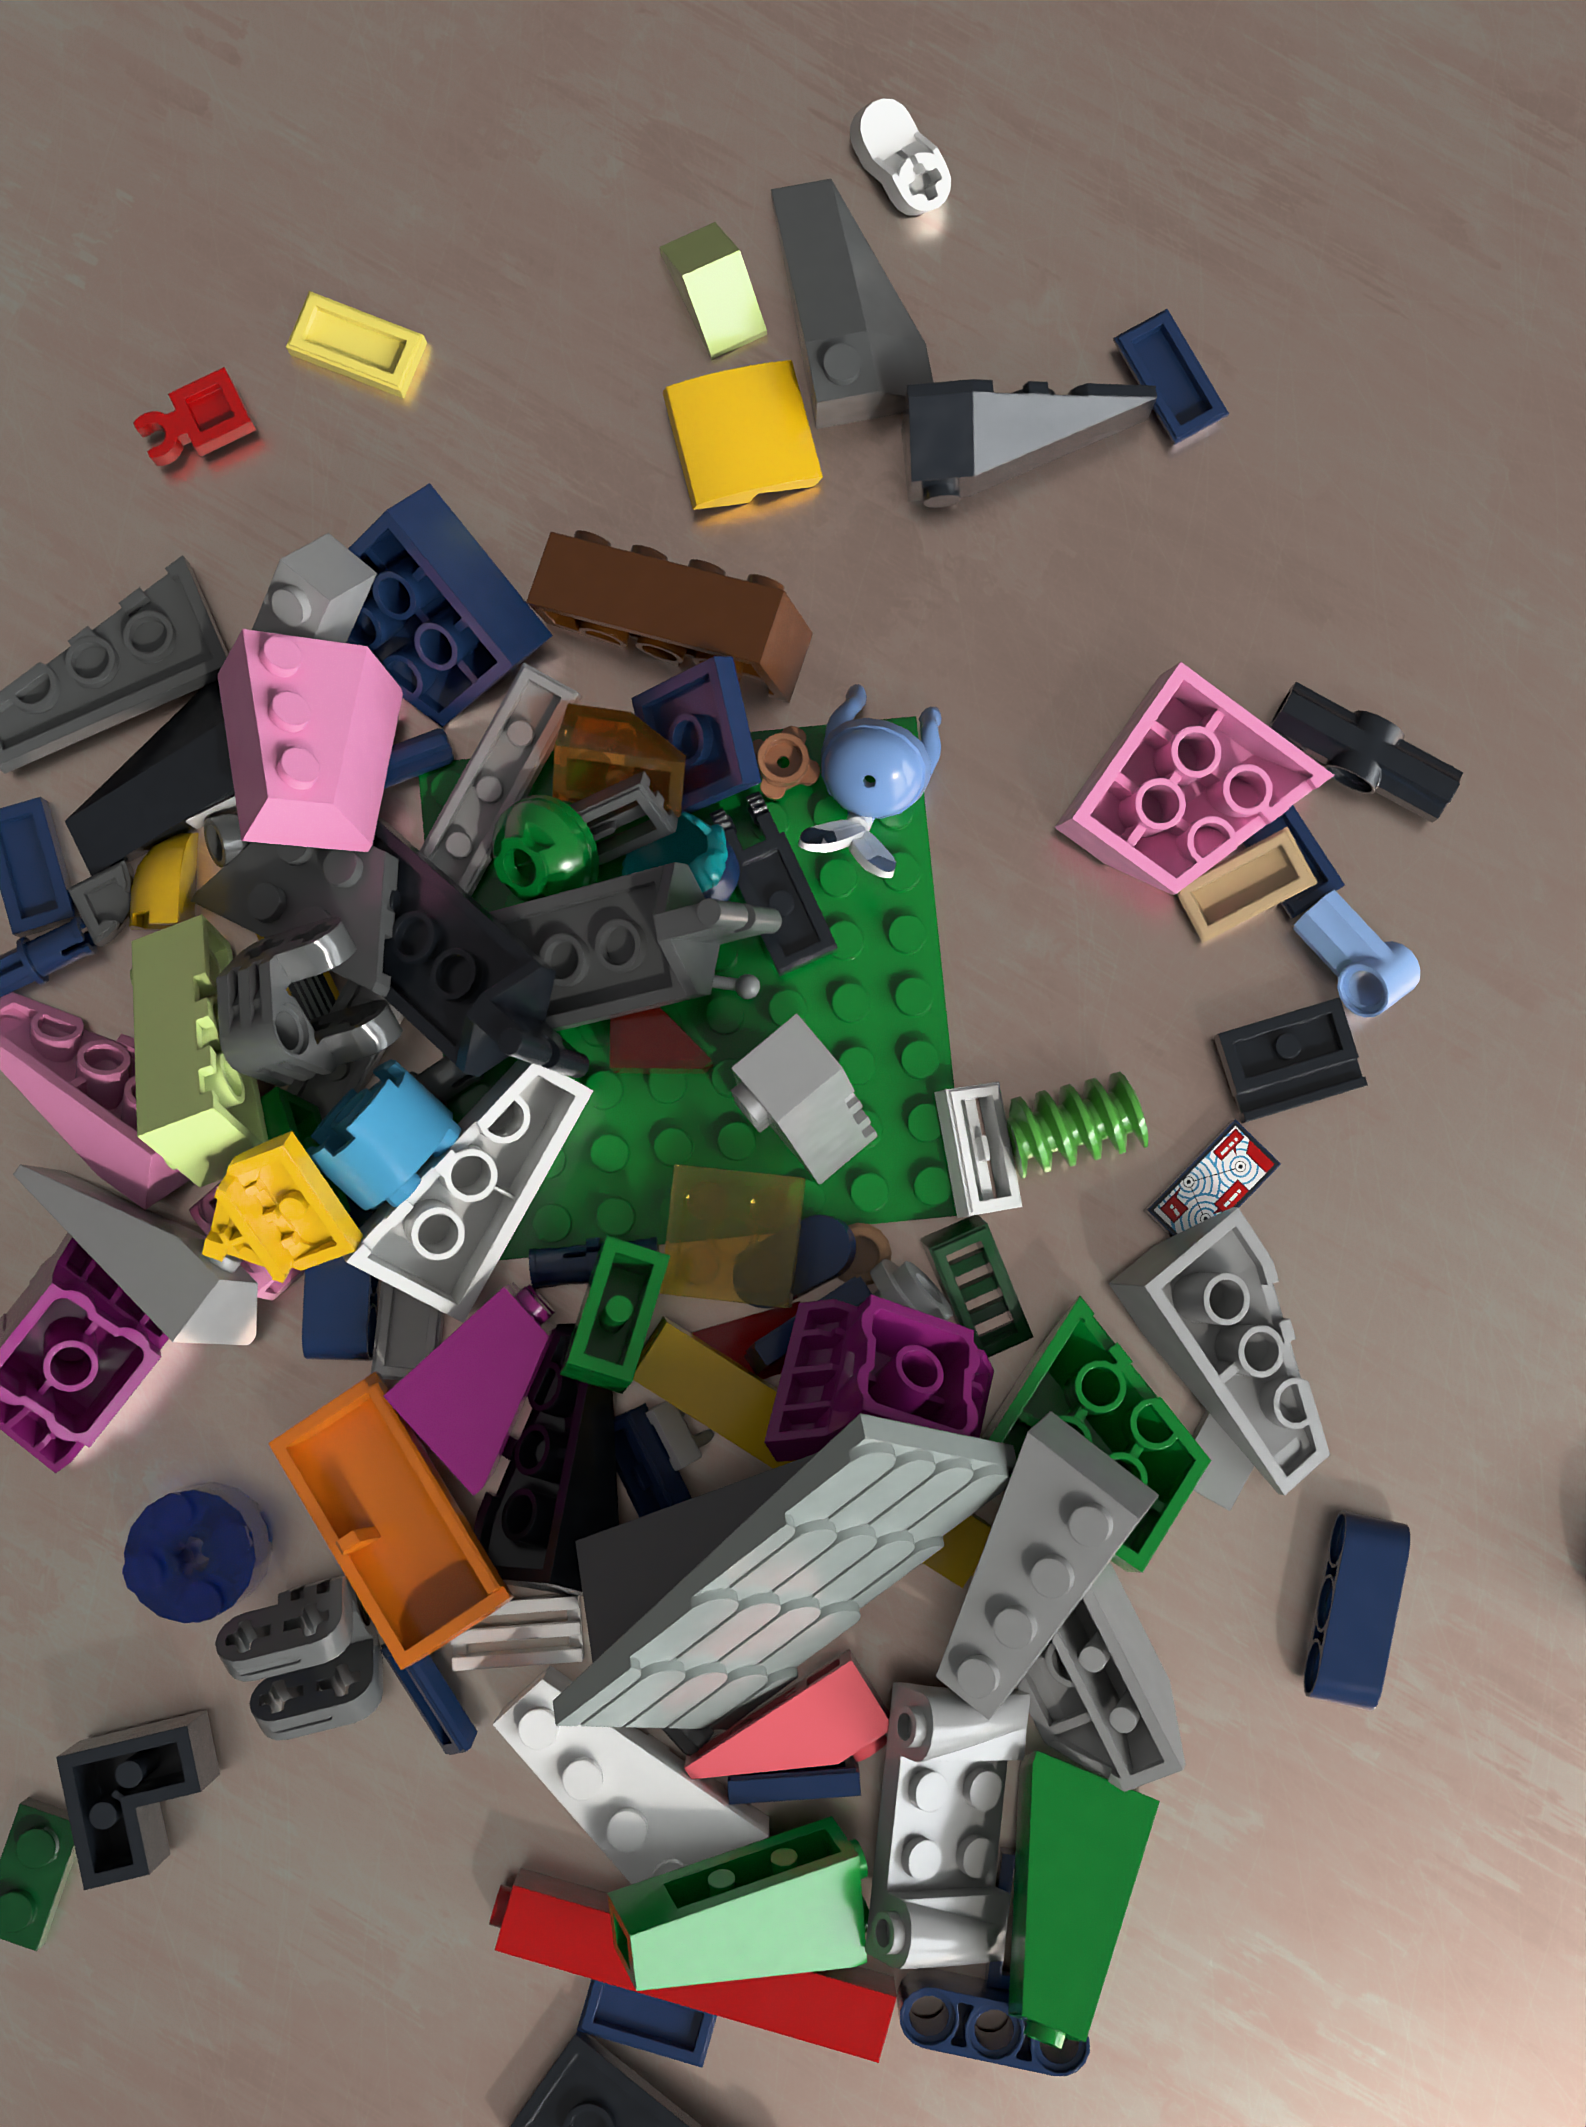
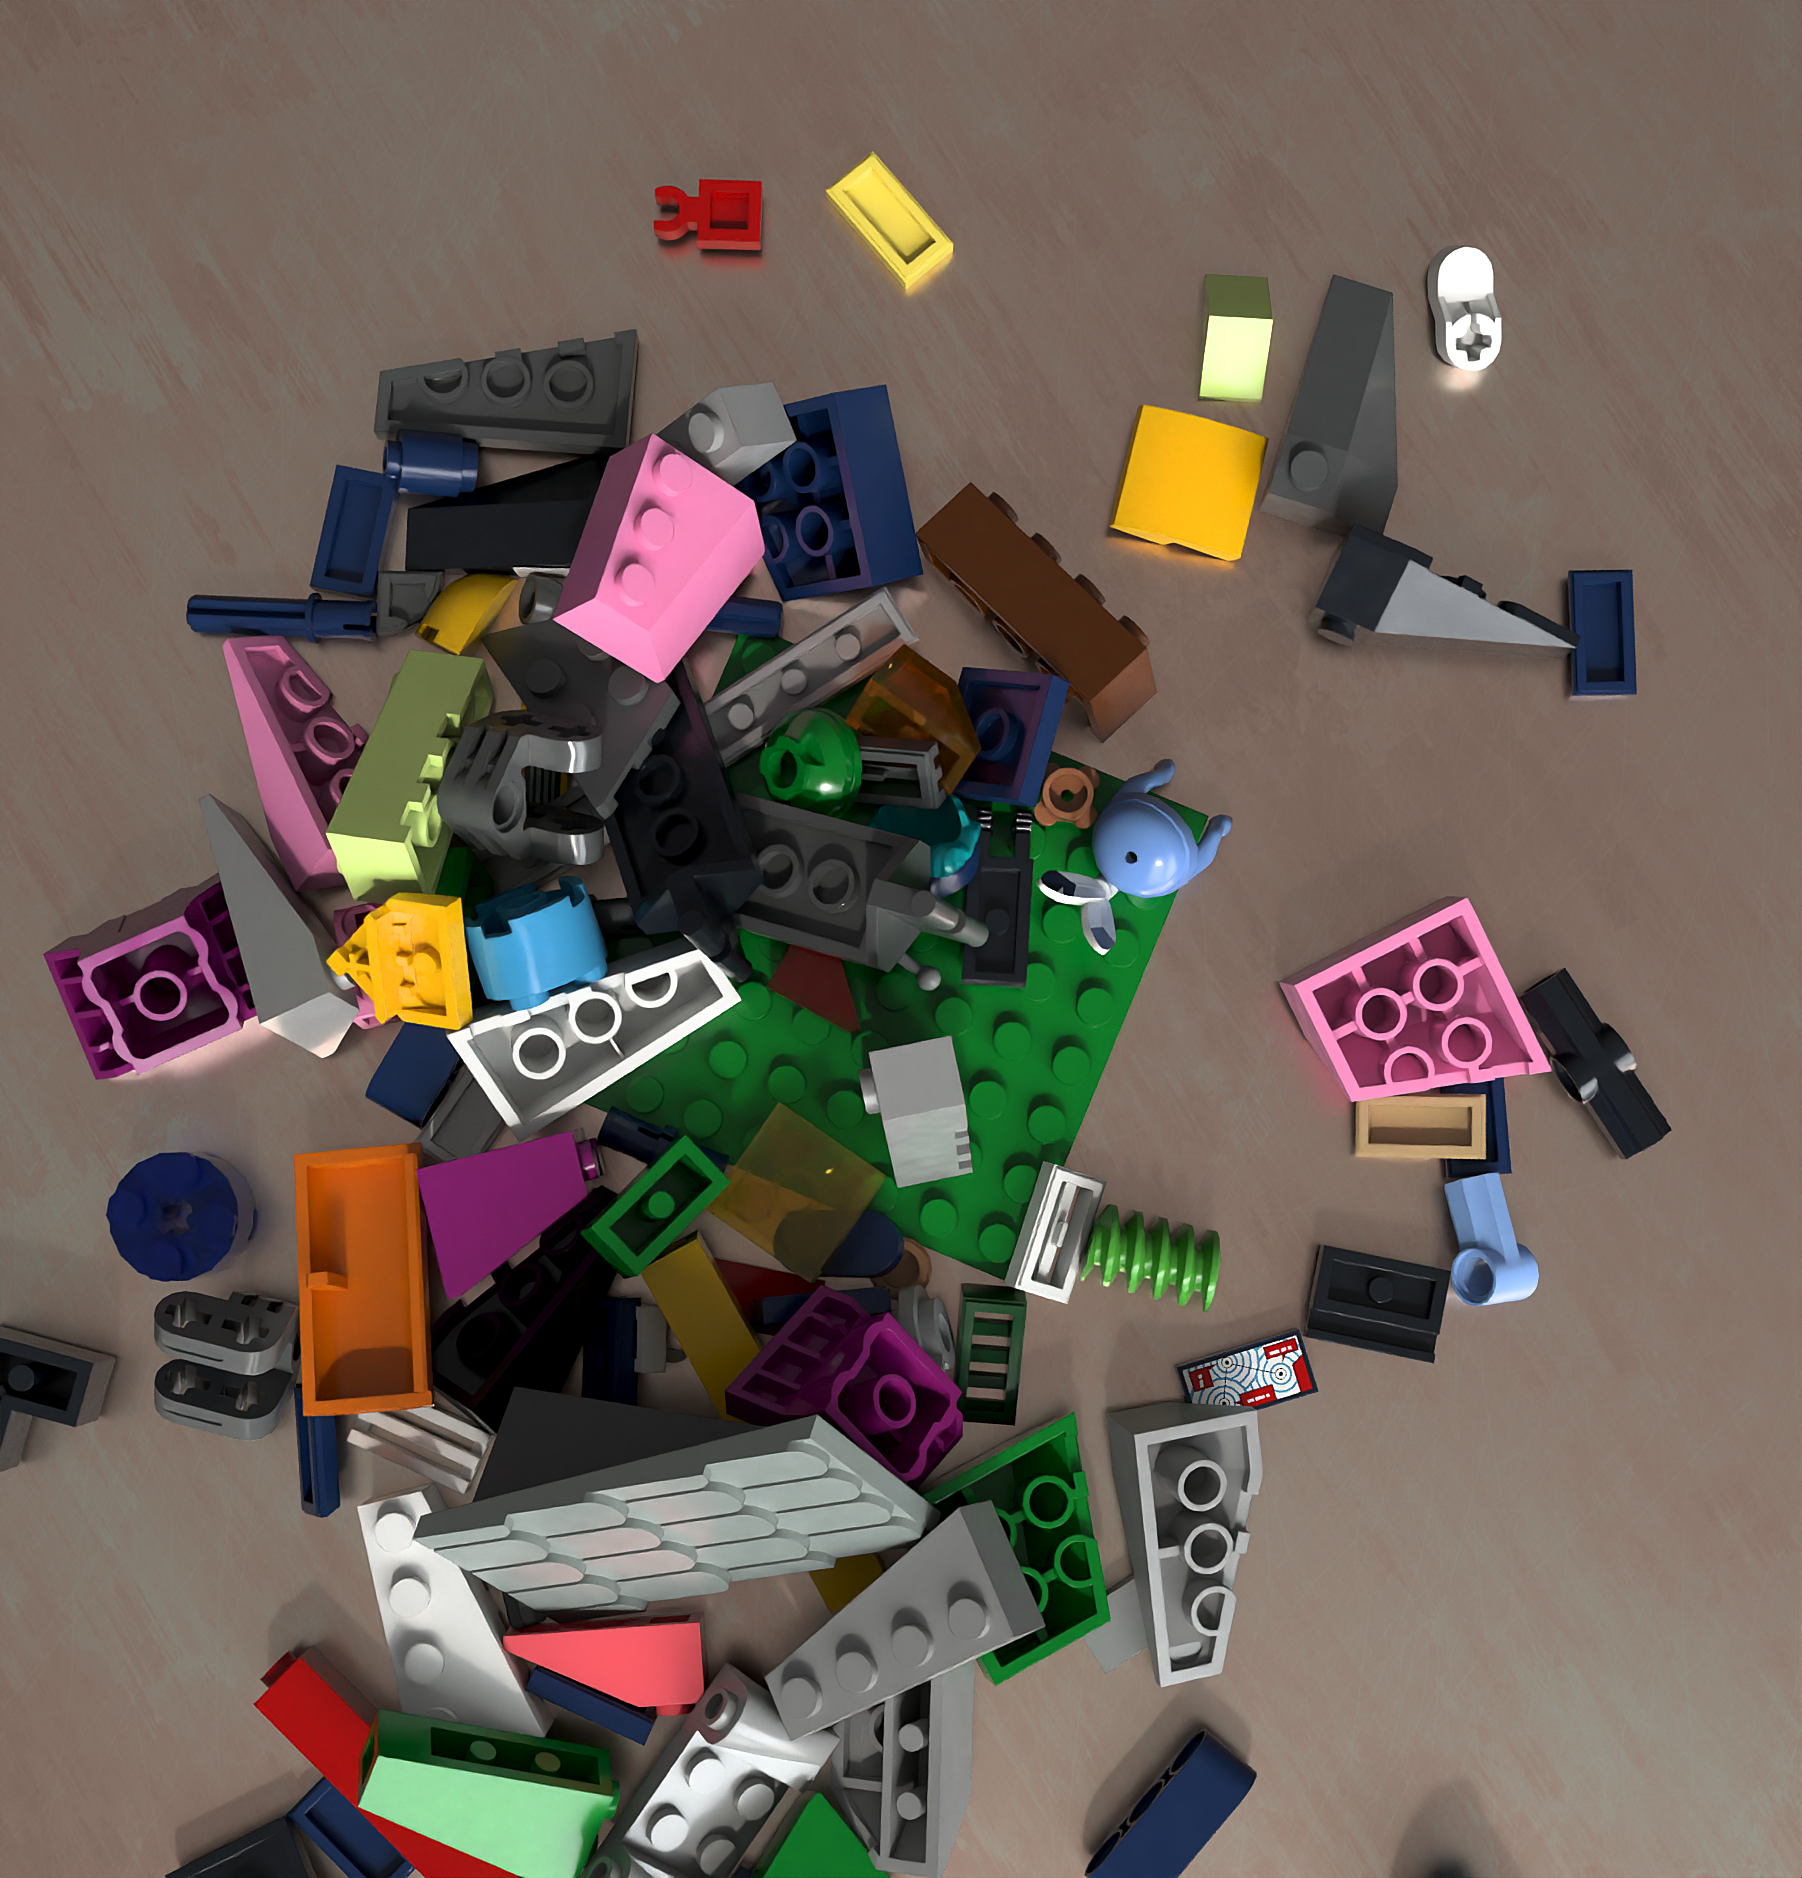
camera: 30 degrees right, 0 degrees up
(62, 768) = (430, 463): none -> dark blue brick

